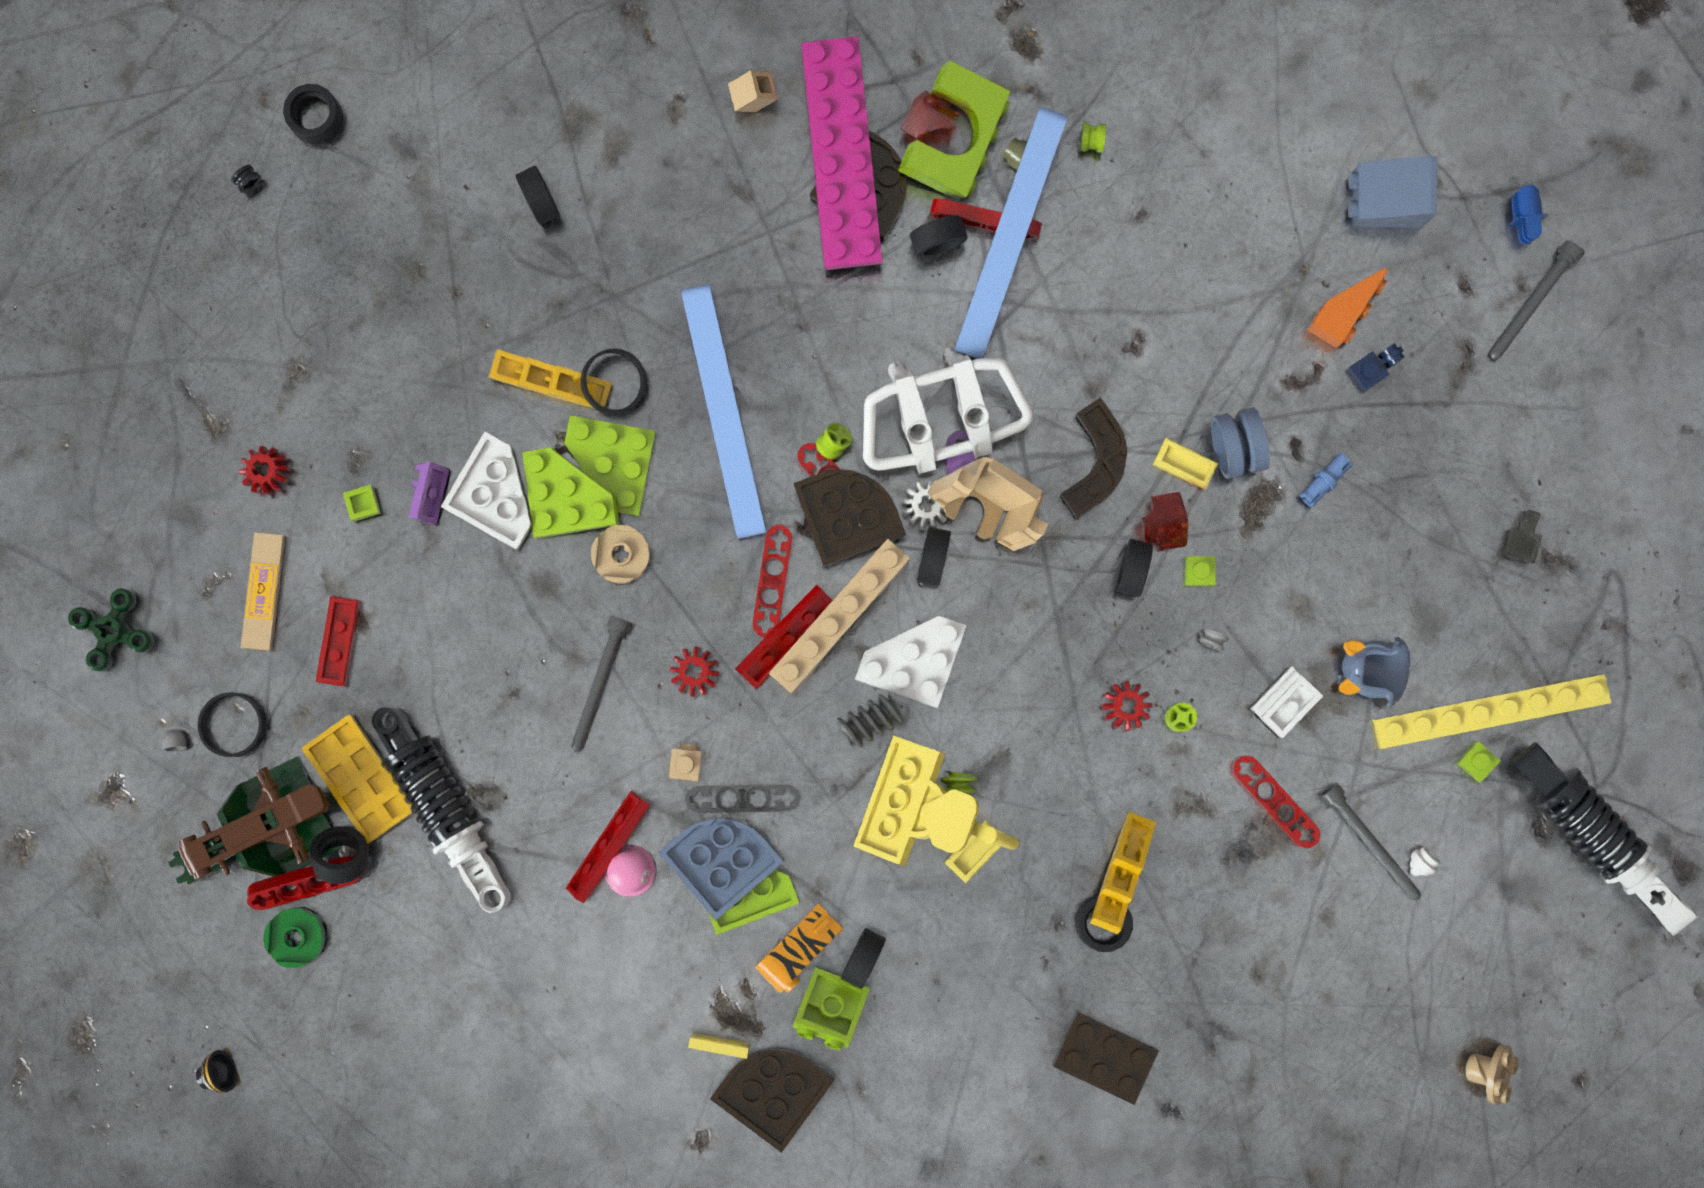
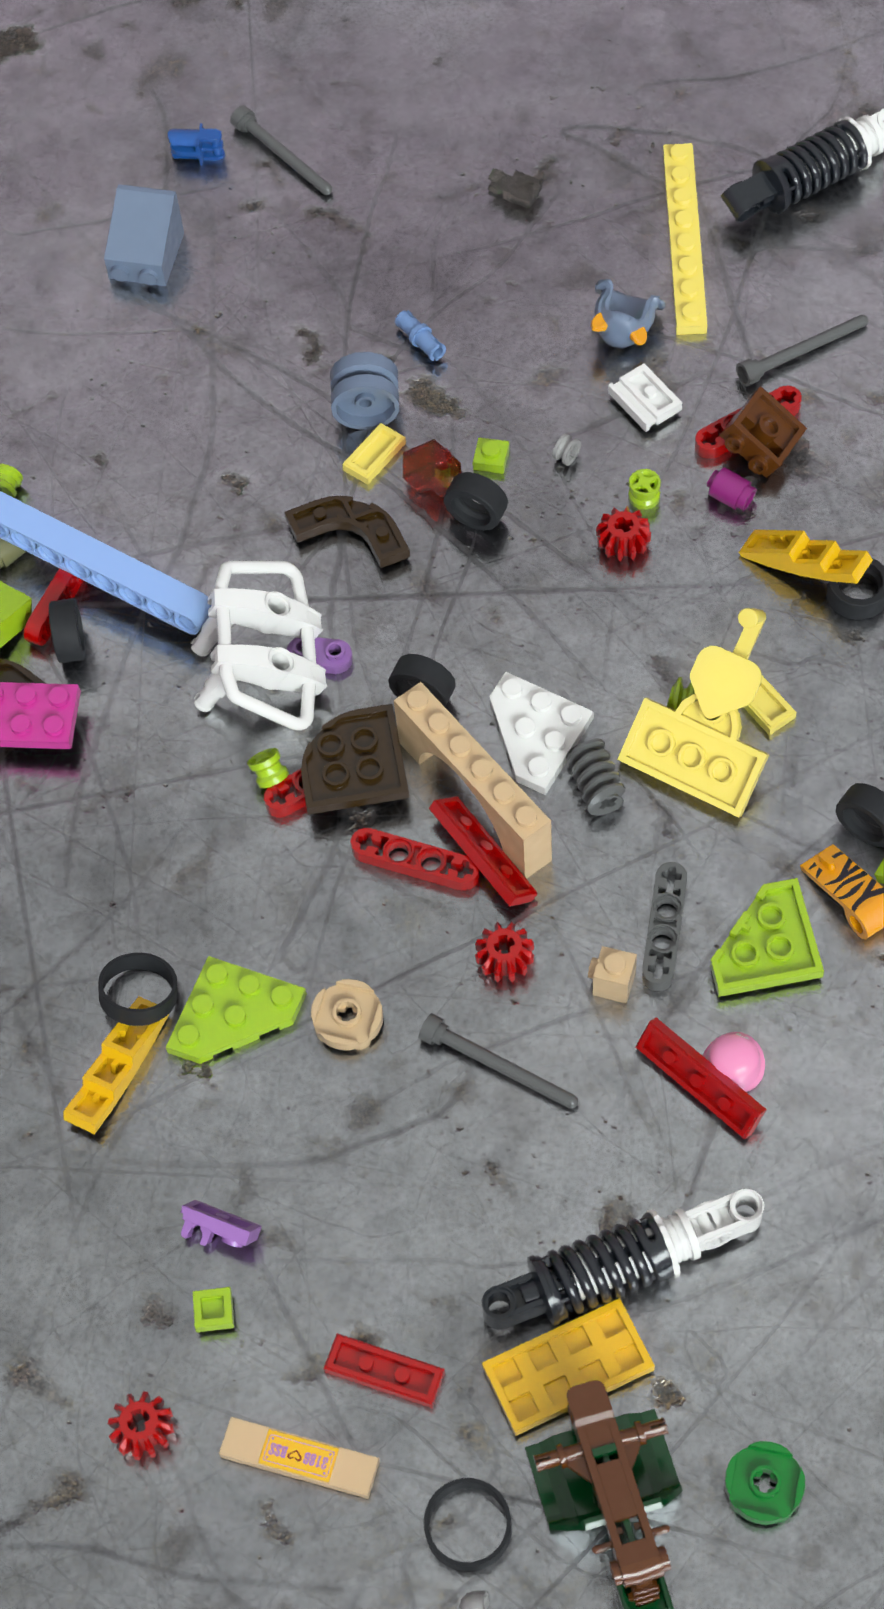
camera: 80 degrees left, 25 degrees down
(269, 891) = (702, 1514): red beam -> none
(342, 872) = (647, 1381): black tyre -> none
(491, 493) = (239, 1151): white plate -> none
(564, 496) = (262, 1066): lime plate -> none
(720, 861) = (737, 947): sand blue plate -> none
(723, 411) = (204, 878): light blue beam -> none
(917, 501) = (362, 687): white gear -> none
(998, 491) = (369, 594): tan piece -> none
(1193, 796) = (731, 489): none -> magenta brick
(1255, 818) = (763, 433): none -> reddish brown plate
(1338, 315) = (253, 299): orange slope -> none
(1370, 369) = (315, 288): dark blue plate -> none
(1423, 862) = (834, 311): white plate -> none
(1478, 761) = (733, 253): lime plate -> none

